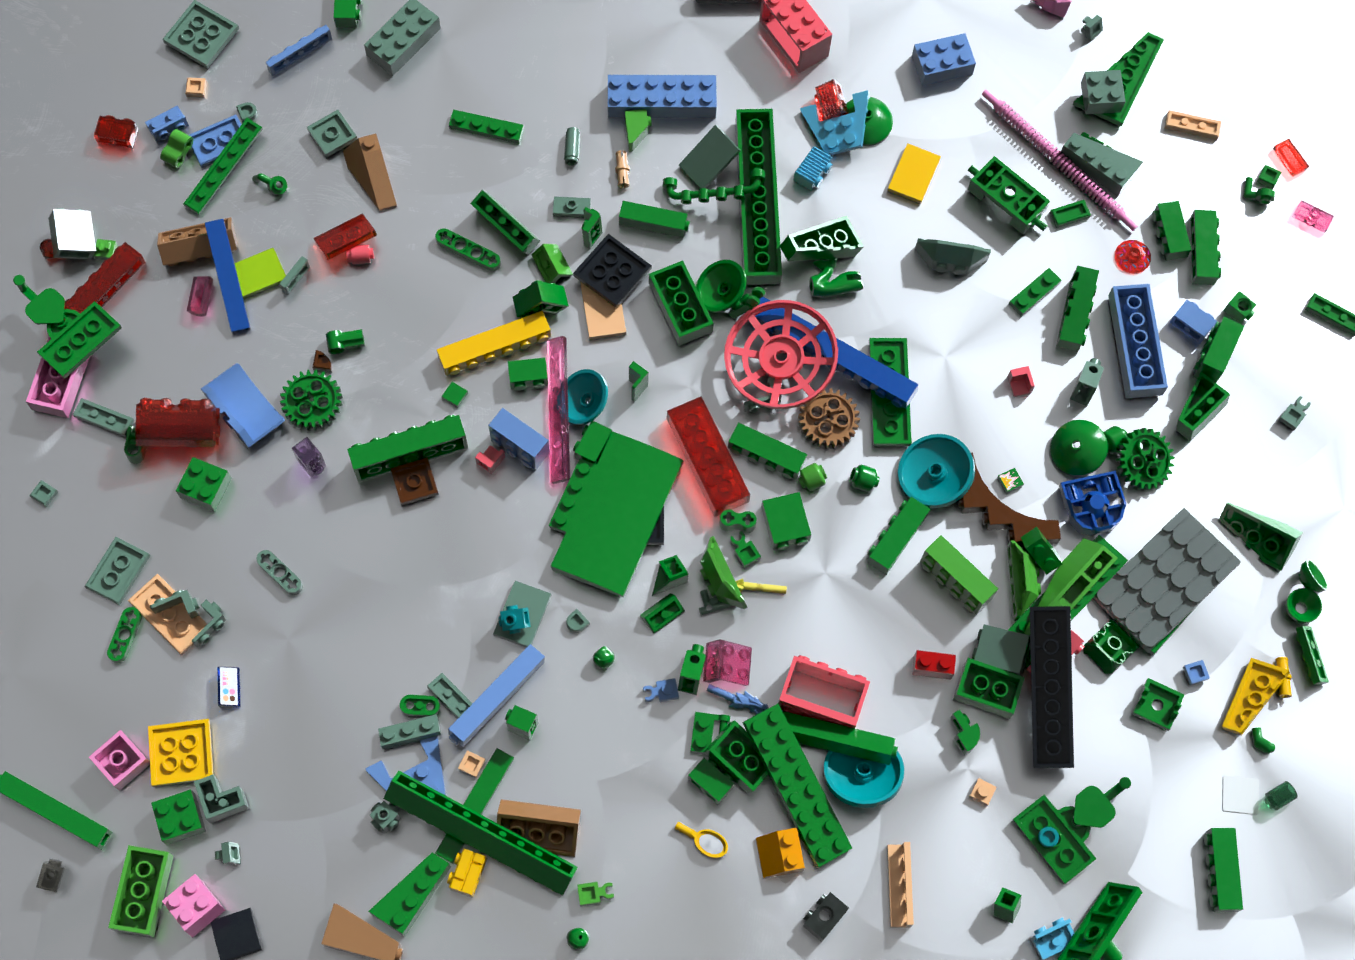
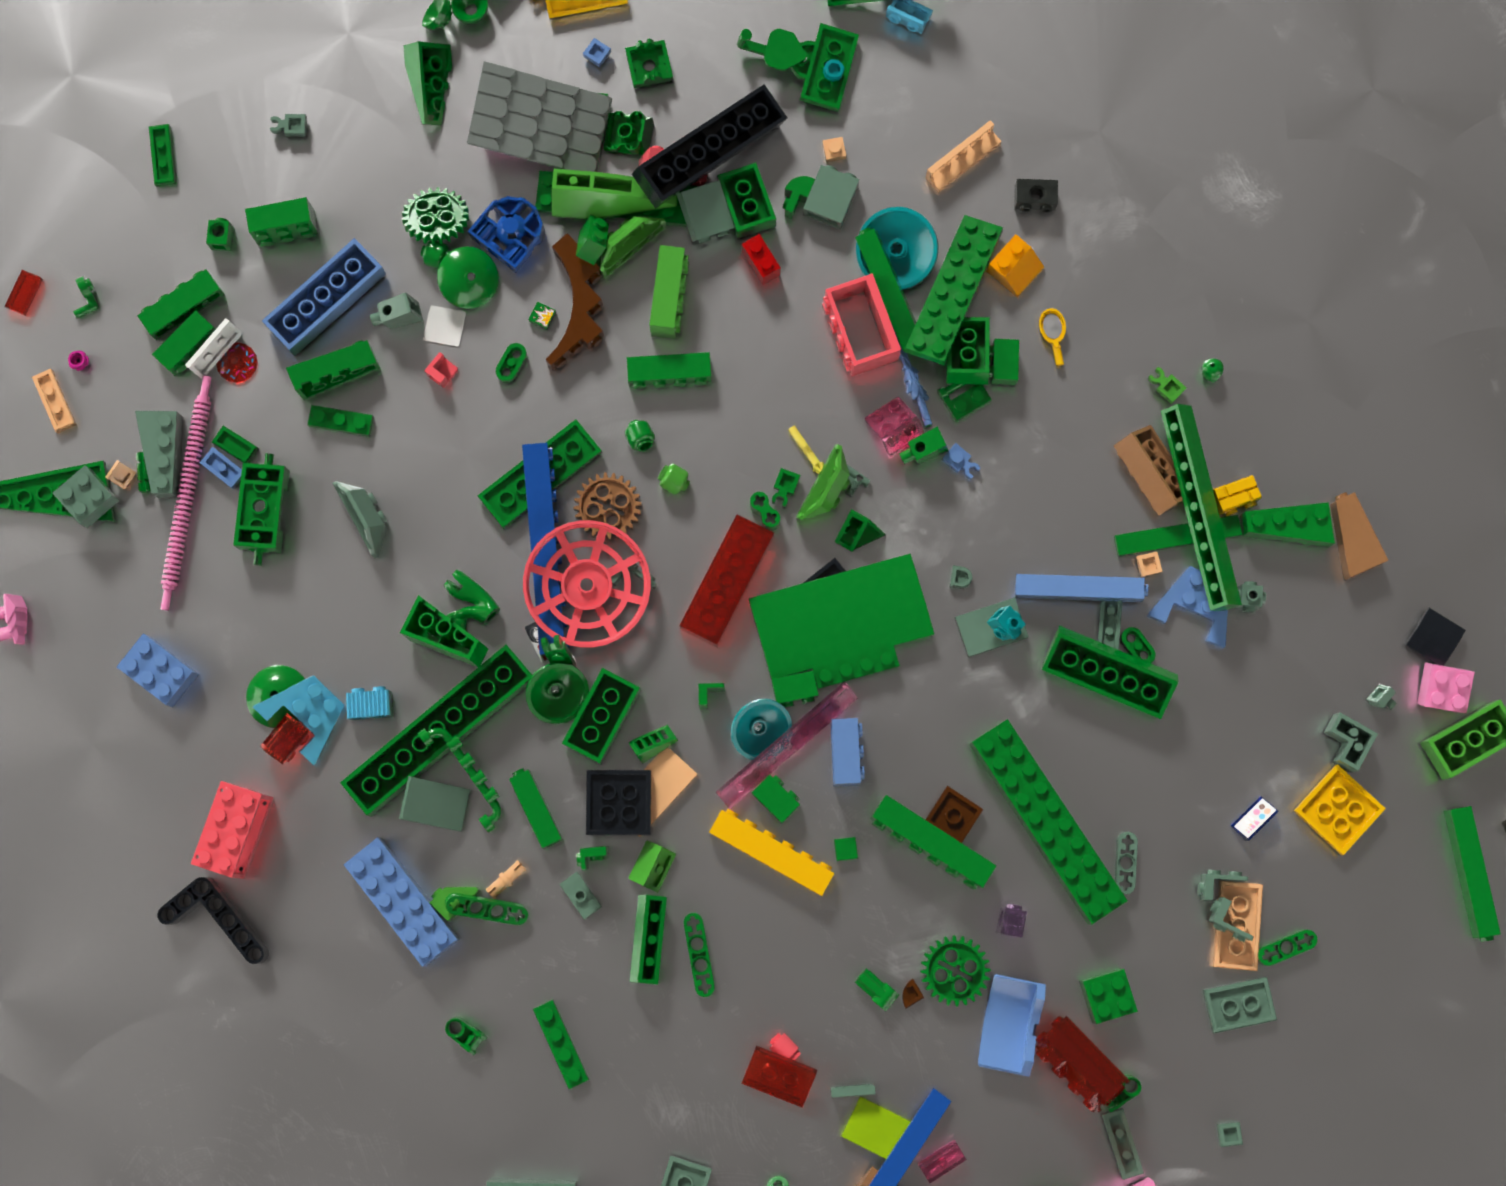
camera: 125 degrees left, 10 degrees up
(119, 760) = (1390, 851): bright pink brick -> none
(178, 817) = (1390, 763): green brick -> none
(354, 539) = (1048, 822): none -> green brick
(368, 167) = (691, 1118): medium nougat wedge -> none
(409, 731) = (1165, 636): sand green plate -> none
(418, 664) = (1110, 672): none -> green brick
(490, 459) = (879, 767): coral panel -> none
(521, 722) = (1085, 547): green brick -> none
(540, 297) = (699, 844): green brick -> none
(542, 73) = (466, 1035): none -> green piece
(572, 144) = (519, 945): sand green piece -> none
(603, 657) = (973, 529): green piece -> none
(614, 141) = (485, 912): none -> green beam
(638, 312) = (650, 751): none -> green slope
(662, 612) = (894, 514): green slope -> none
(767, 451) = (681, 536): green brick -> none
(786, 521) = (732, 471): green brick -> none
(914, 173) = (301, 611): yellow tile -> none
(936, 470) = (586, 378): teal dish -> none
(945, 757) = (831, 196): none -> sand green brick
(992, 432) = (510, 363): none -> green plate
(1007, 905) = (913, 63): green brick -> none
(1054, 410) = (444, 326): none -> white sticker
(1060, 192) = (222, 467): none -> medium blue plate
(1092, 26) = (14, 560): sand green tile -> none
(1104, 127) = (120, 474): none -> light nougat plate
(1153, 244) = (214, 348): none -> white plate
(1193, 321) = (265, 265): medium blue brick -> none
(1202, 406) = (346, 203): green wedge -> none
(1215, 154) = (74, 356): none -> dark pink plate
(1269, 176) = (59, 298): green tile -> none
(1313, 216) = (72, 234): clear pink plate -> none

